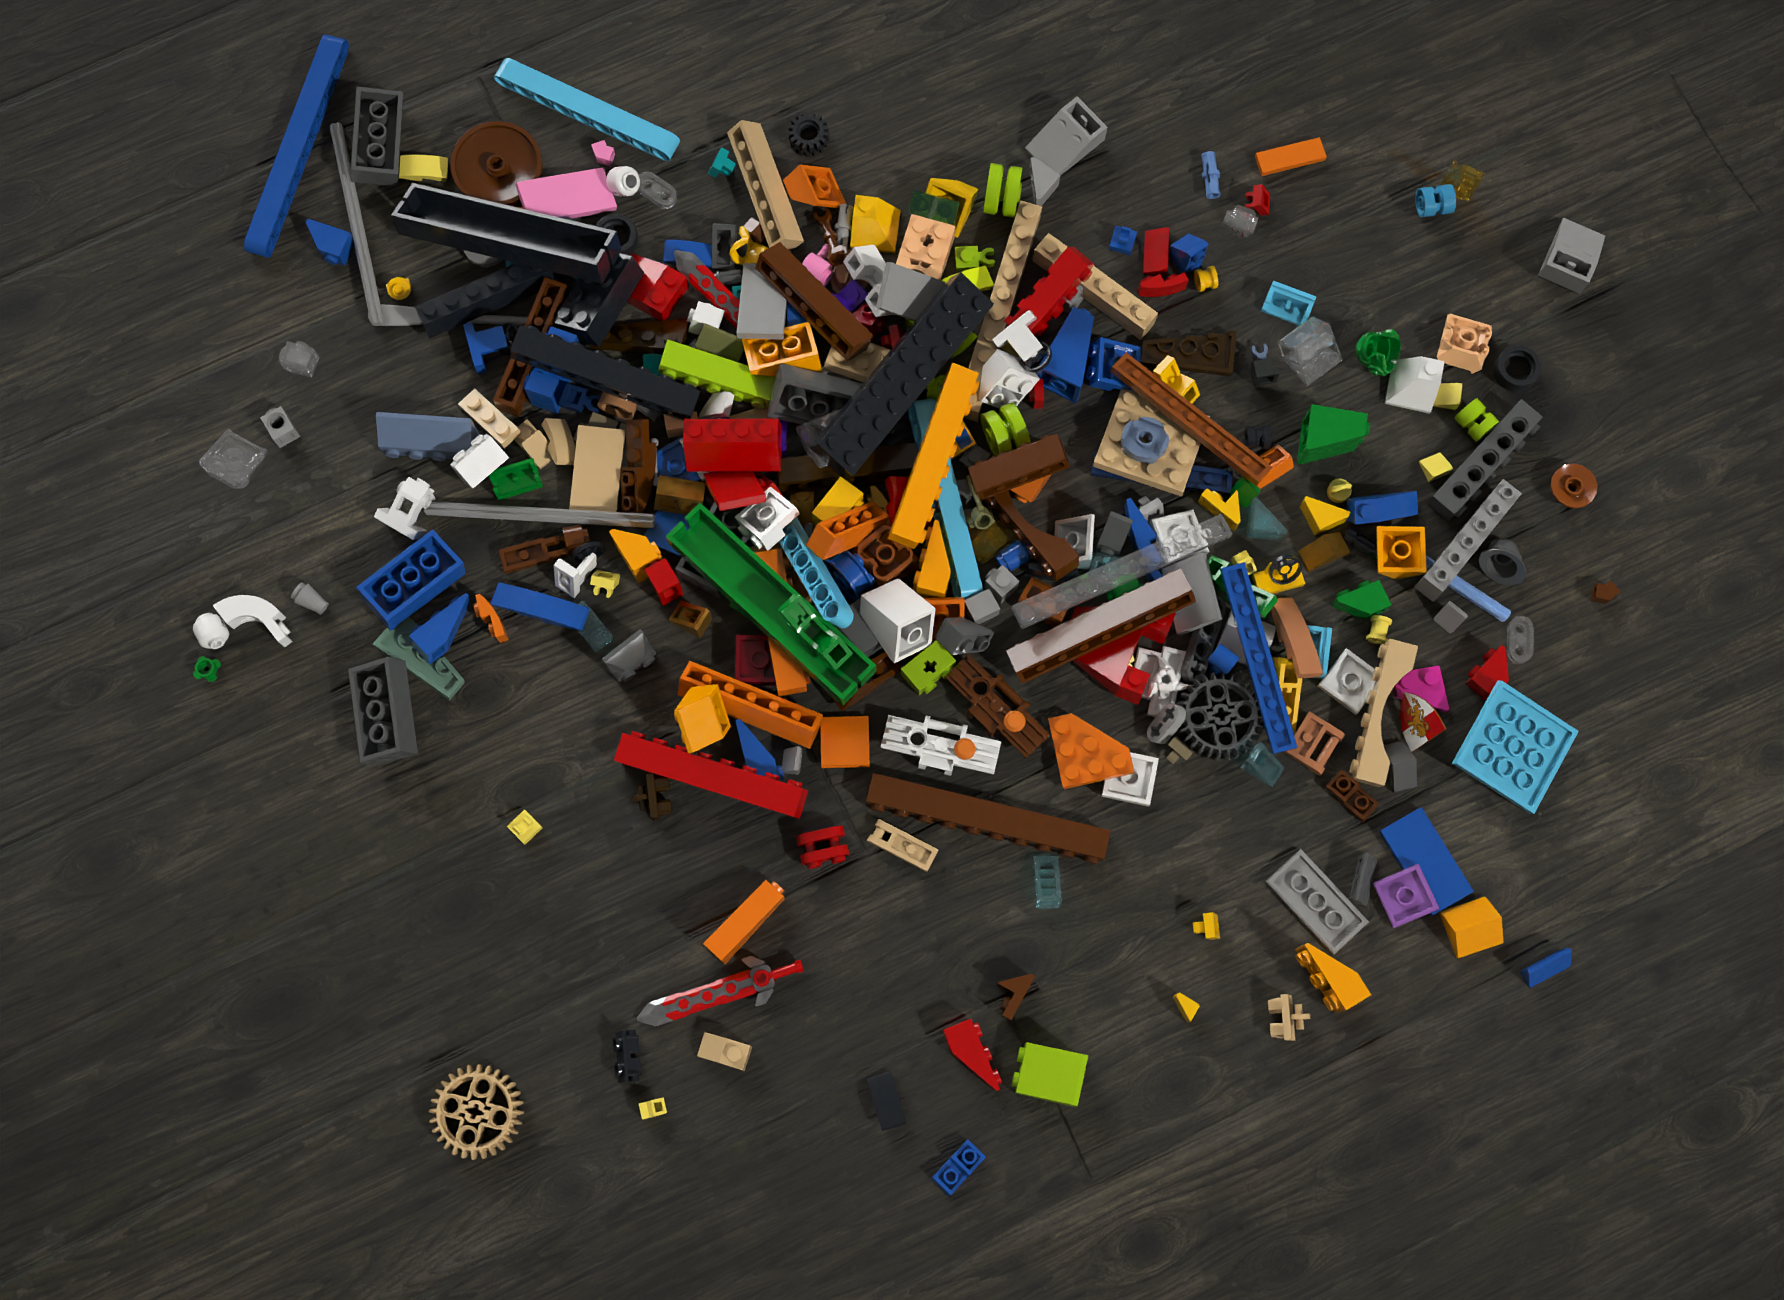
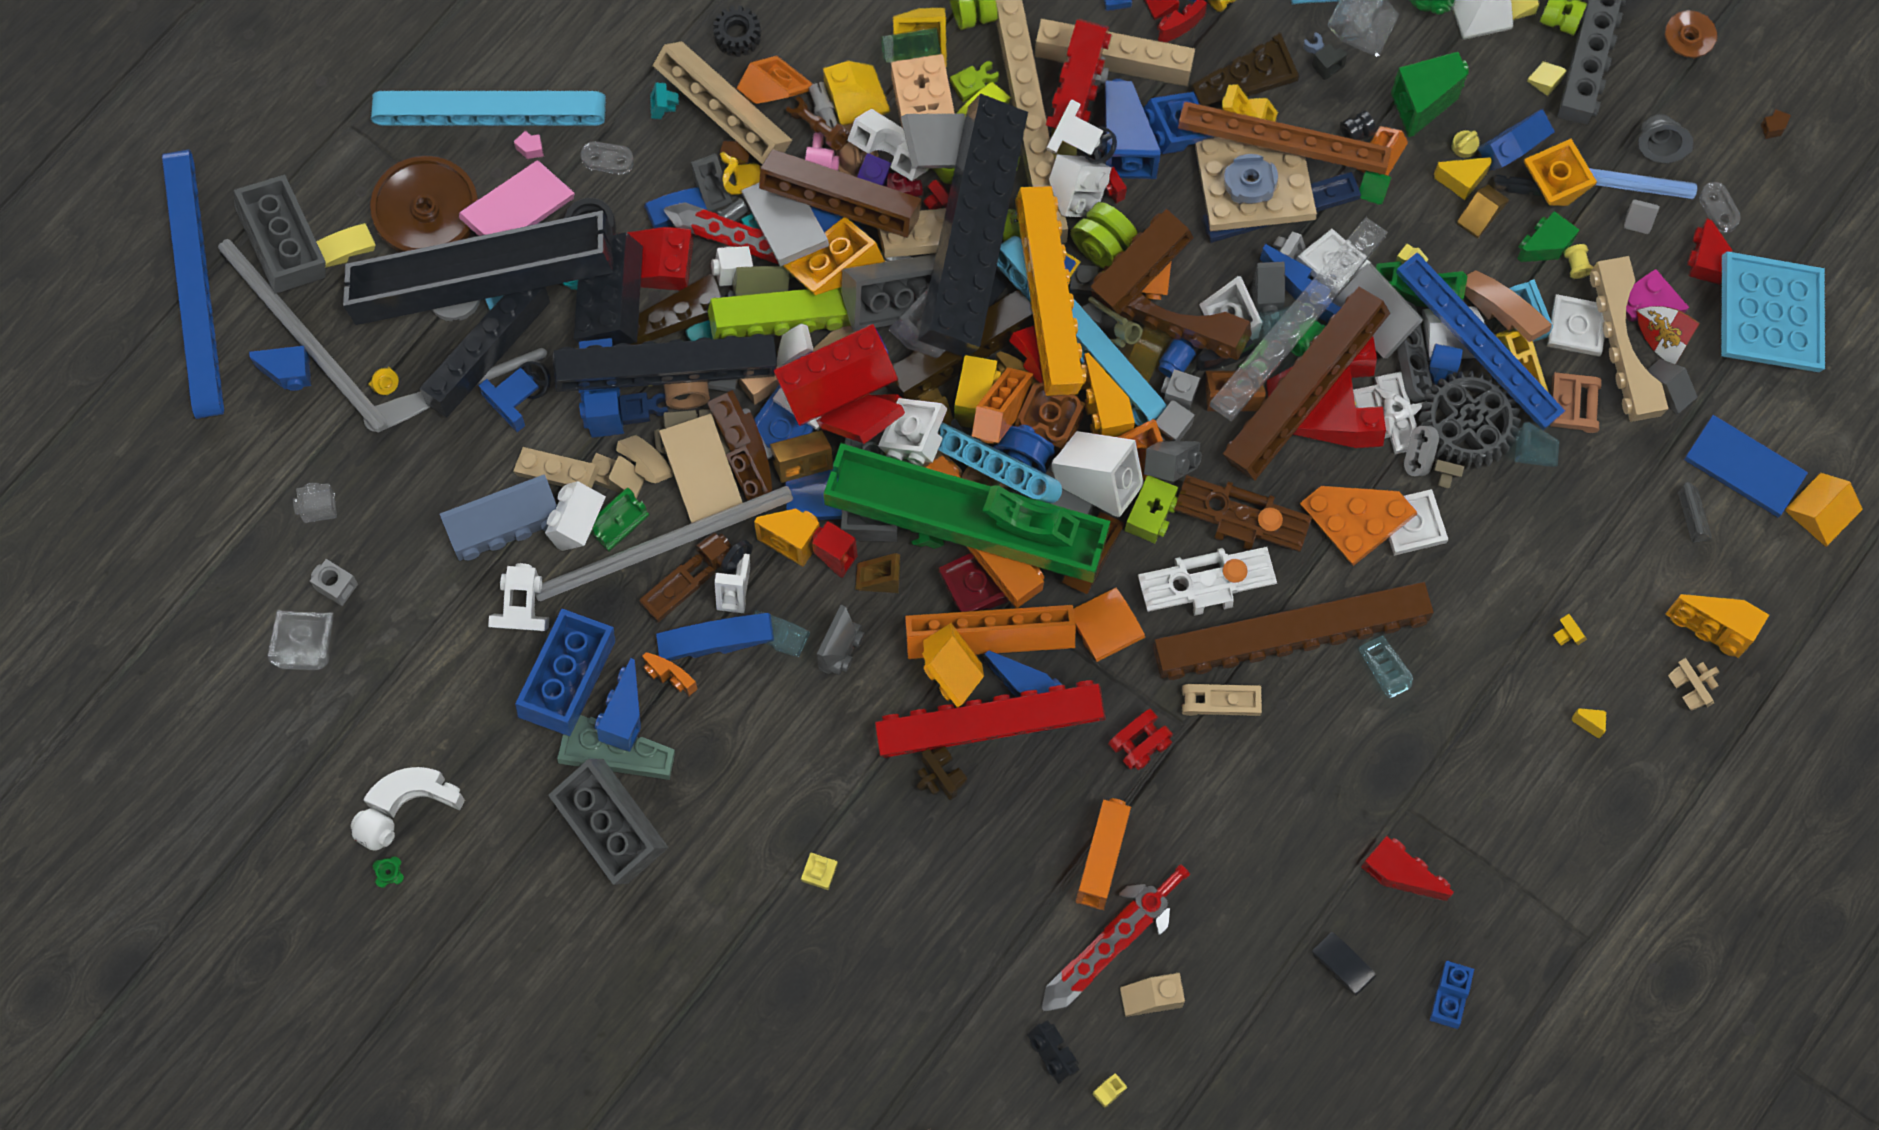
camera: 25 degrees left, 5 degrees down
(307, 597) = (461, 745): light grey cone -> none
(511, 391) = (565, 406): reddish brown brick -> none
(606, 580) = (768, 578): light yellow tile -> none
(623, 181) = (568, 163): white head -> none
(792, 760) = (1062, 668): light grey slope -> none
(1018, 987) = (1415, 785): reddish brown slope -> none
(1050, 1074) = (1496, 852): lime slope -> none
(1230, 510) = (1353, 214): yellow slope -> none
(1263, 523) = (1408, 209): clear light blue slope -> none
(1280, 575) = (1456, 250): piece -> none
(1316, 902) = (1661, 556): light grey tile -> none
(1351, 796) = (1639, 437): reddish brown slope -> none
(1406, 895) = (1745, 508): medium lavender tile -> none
(1468, 540) = (1619, 133): light grey brick -> none

